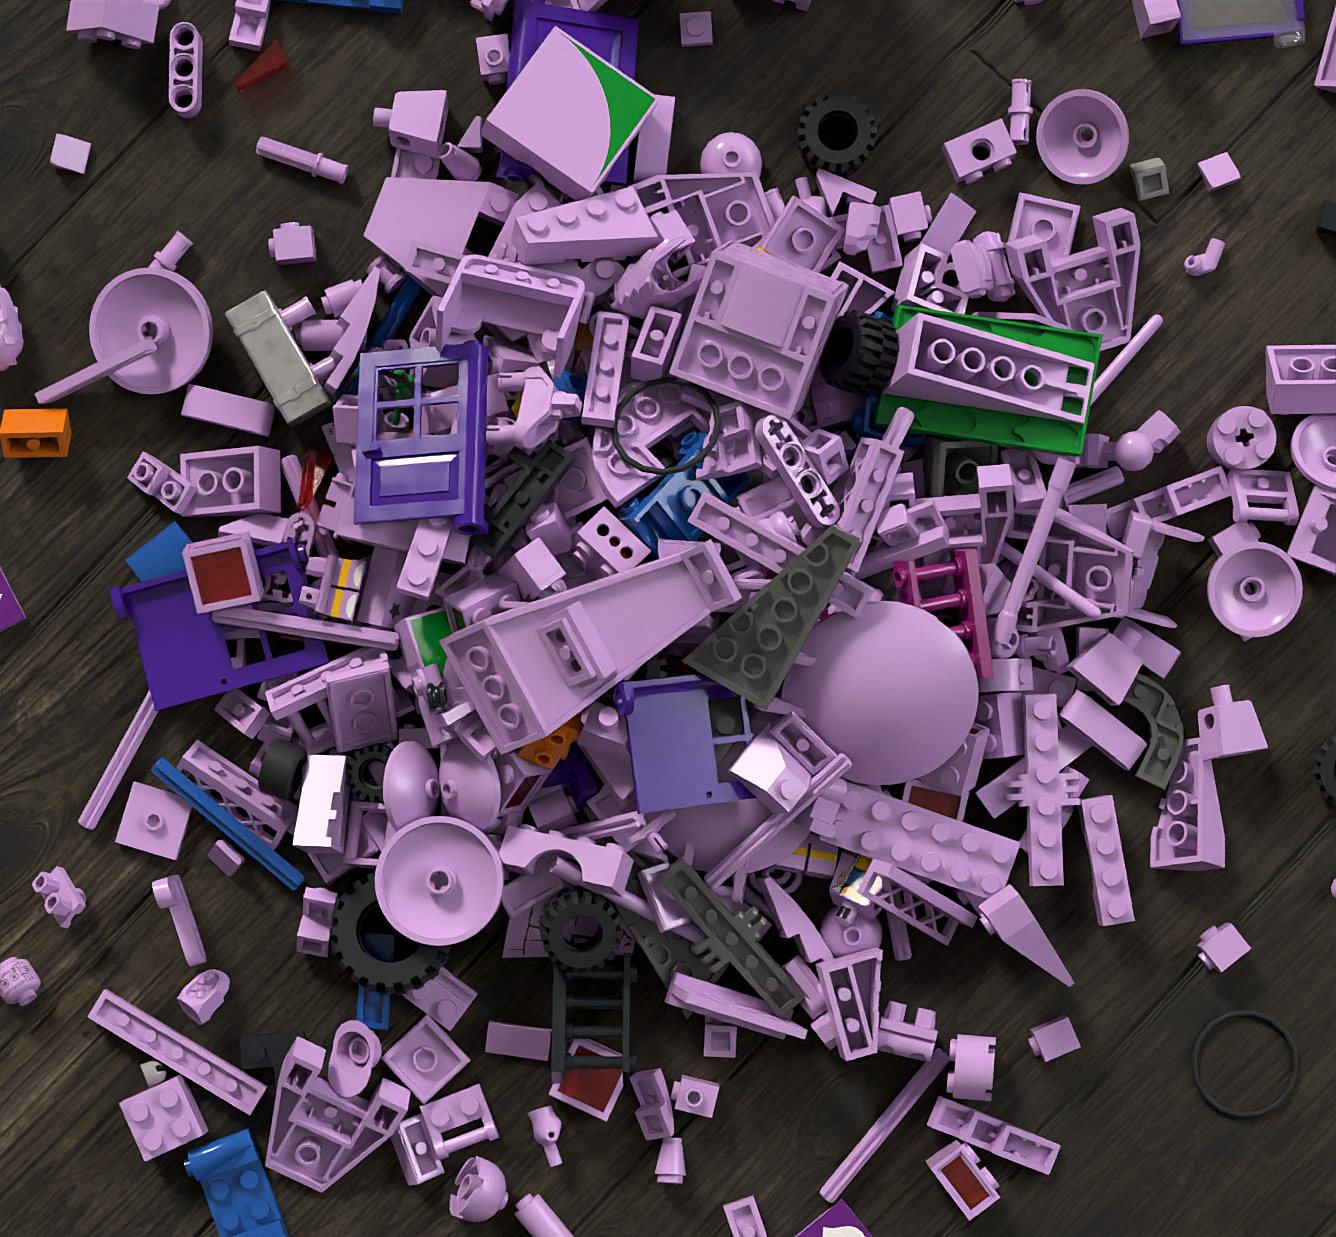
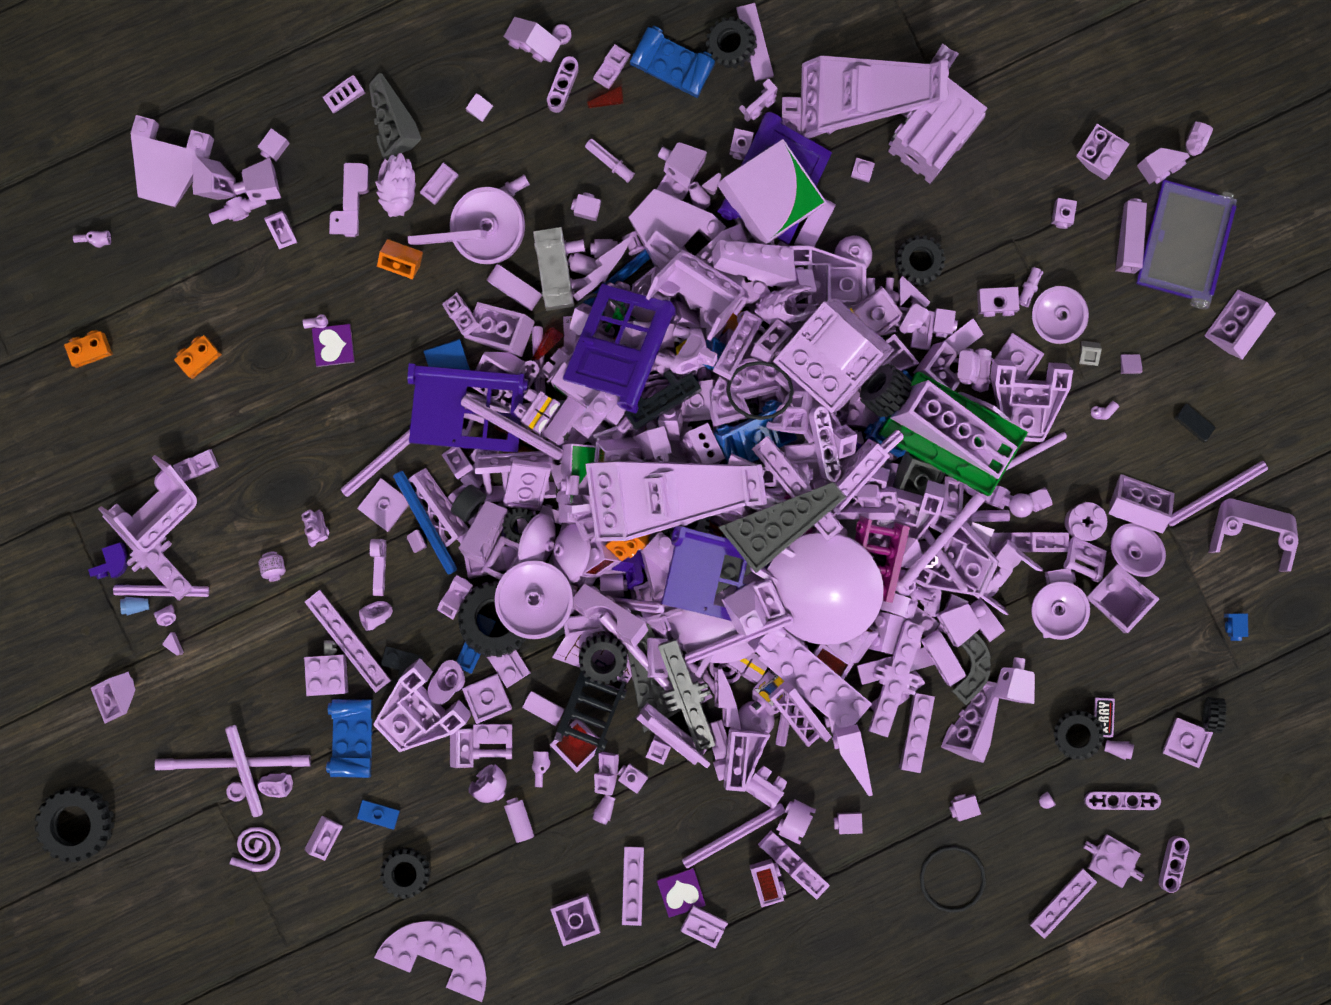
camera: 20 degrees right, 0 degrees up
(52, 294) = (439, 183): none -> lavender tile
(223, 572) = (477, 378): piece -> none
(437, 696) = (572, 494): black bush -> none

